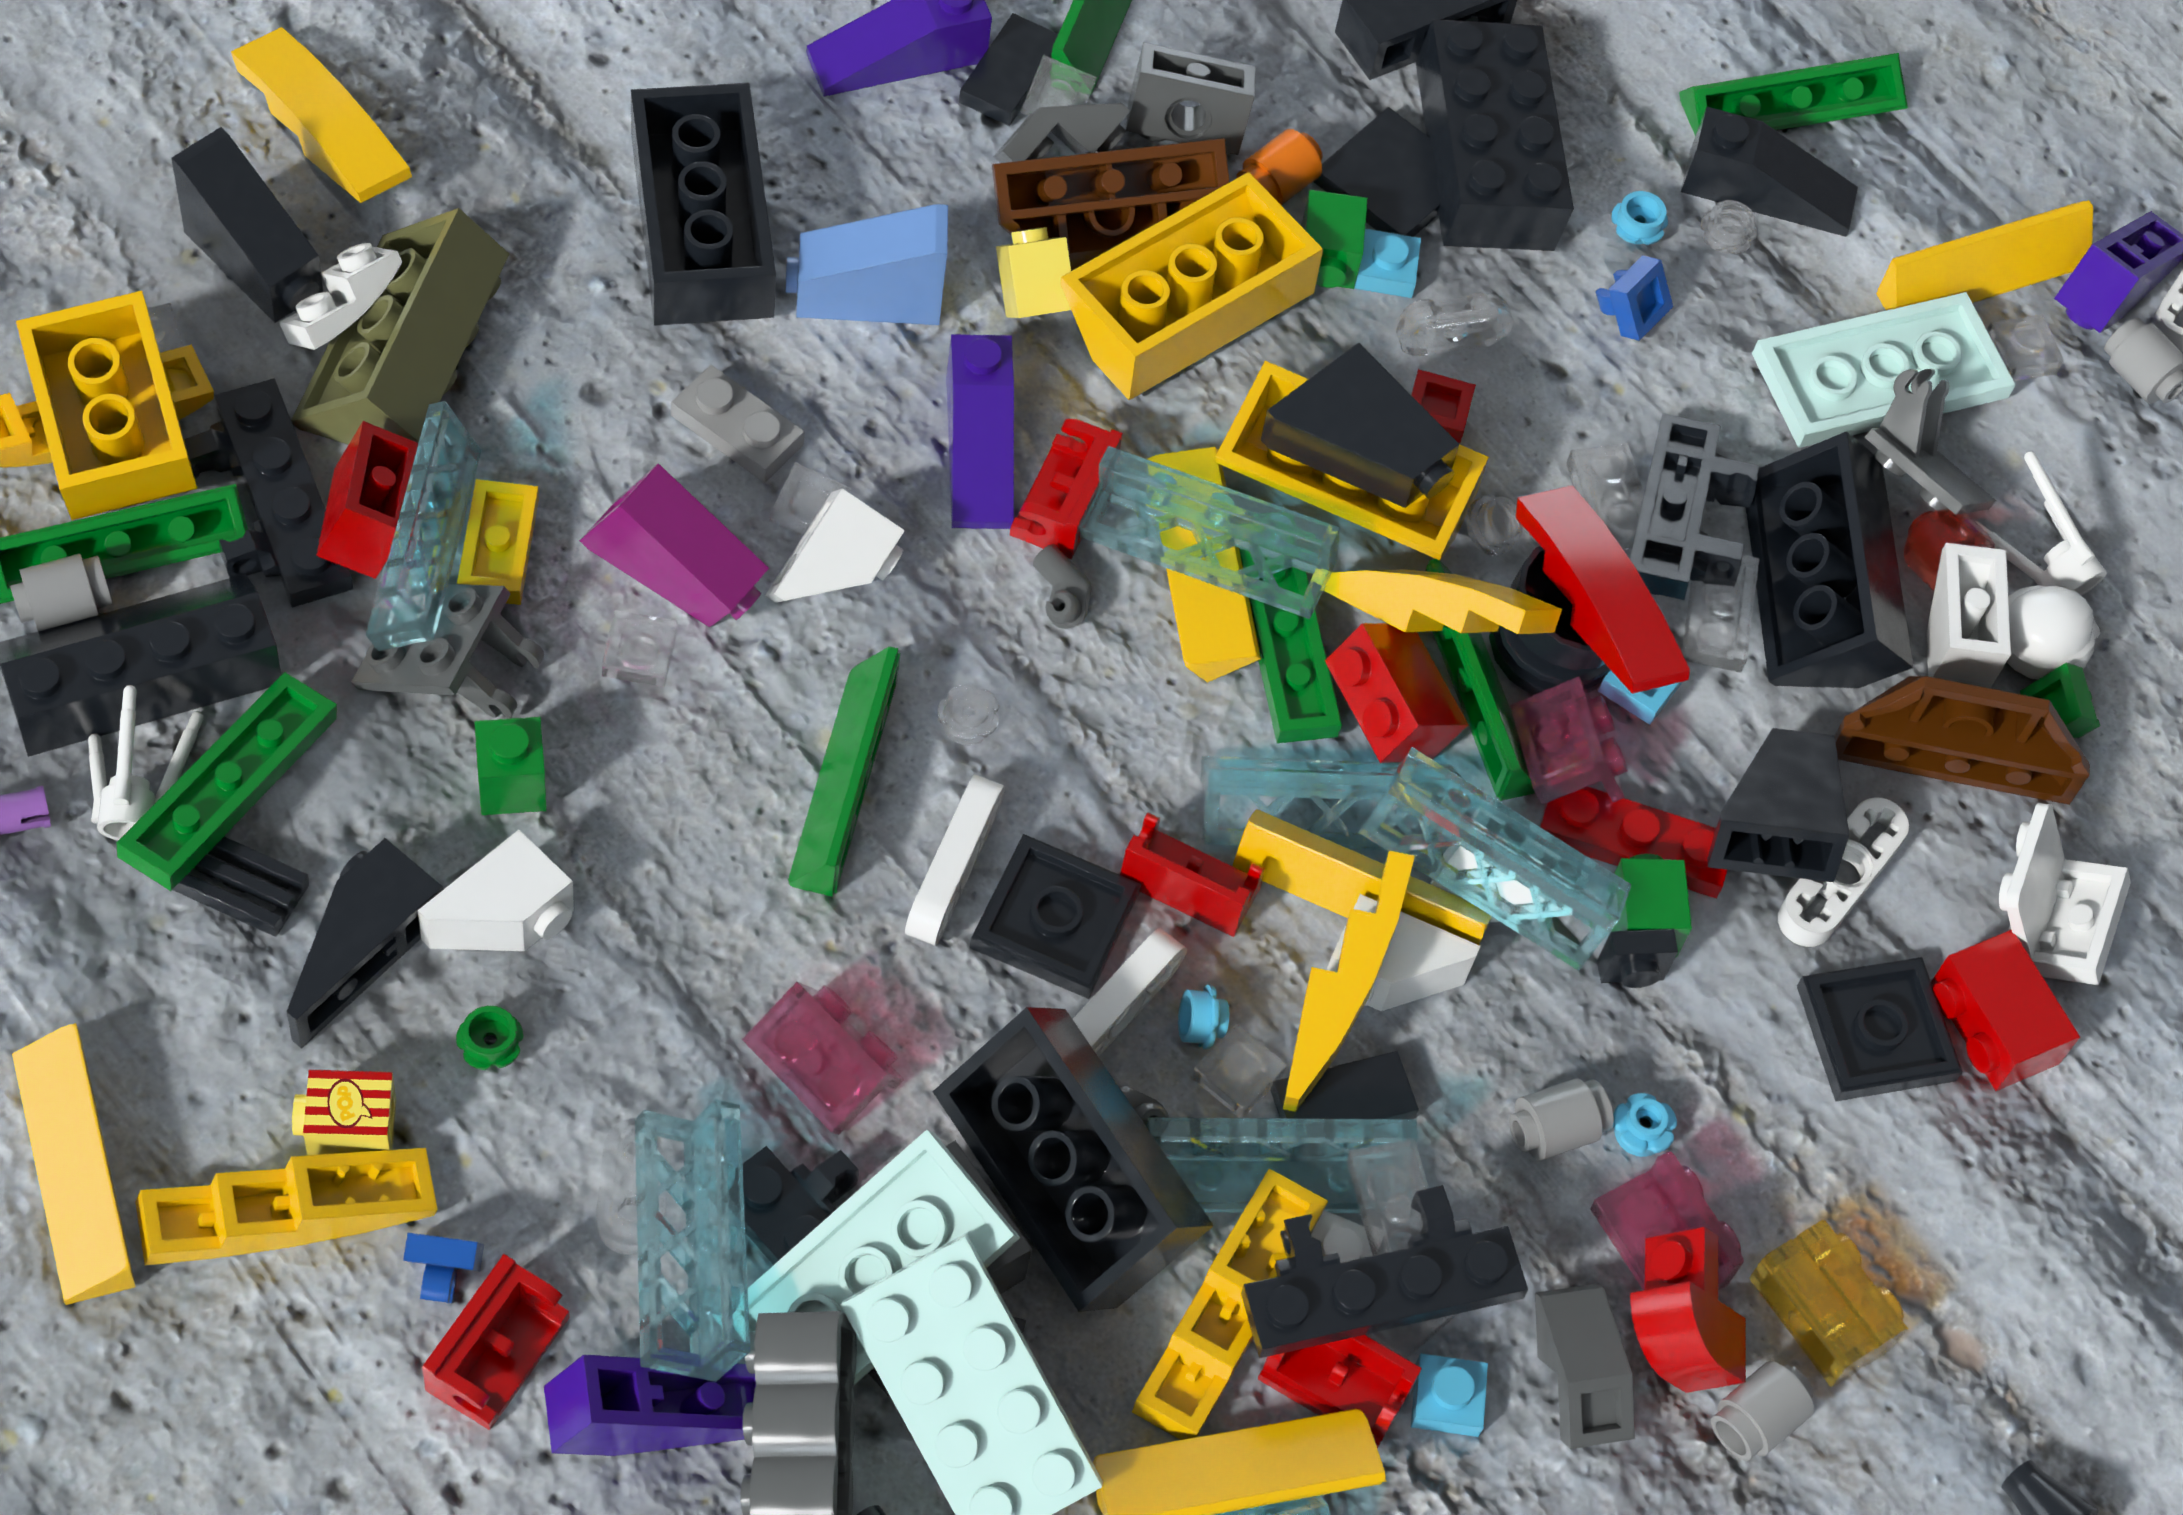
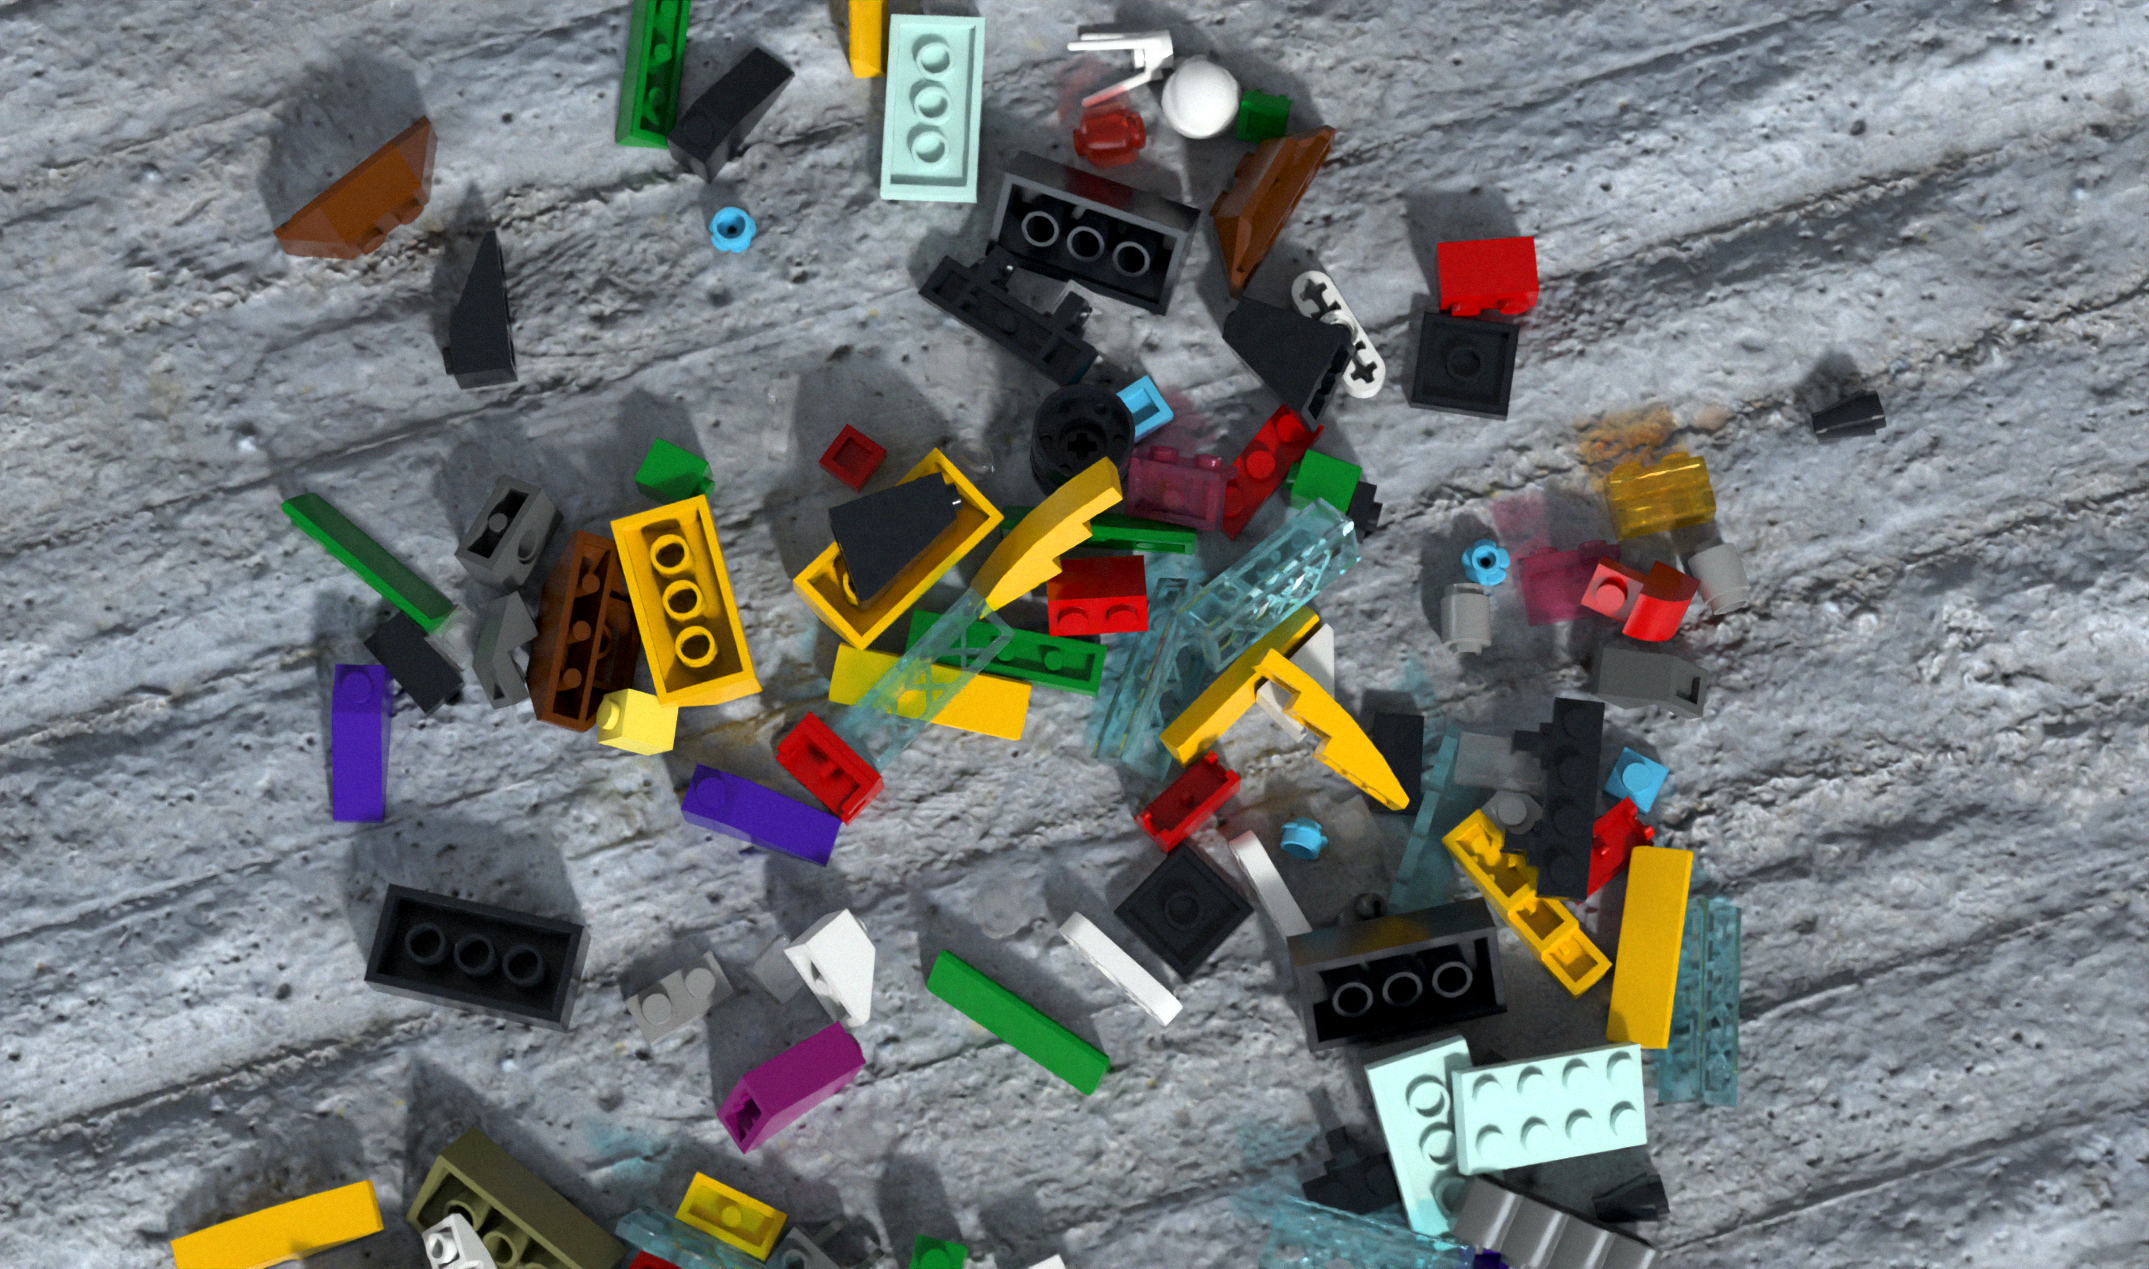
camera: 55 degrees left, 15 degrees up
(823, 1055) = (1245, 1118): clear pink bracket -> none
(873, 269) = (587, 846): medium blue slope -> none
(1070, 588) = (917, 800): dark grey arm -> none
(1285, 164) = (592, 490): orange brick -> none
(1389, 263) = (705, 438): medium azure plate -> none
(1390, 167) = (622, 402): black tile -> none
(1494, 135) = (621, 311): black brick -> none
(1607, 593) = (1094, 416): red slope -> none
(1637, 297) = (808, 263): blue tile -> none
(1910, 442) = (1034, 118): dark grey plate -> none
(1969, 616) = (1177, 151): white slope -> none
(2061, 906) = (1425, 195): white bracket -> none

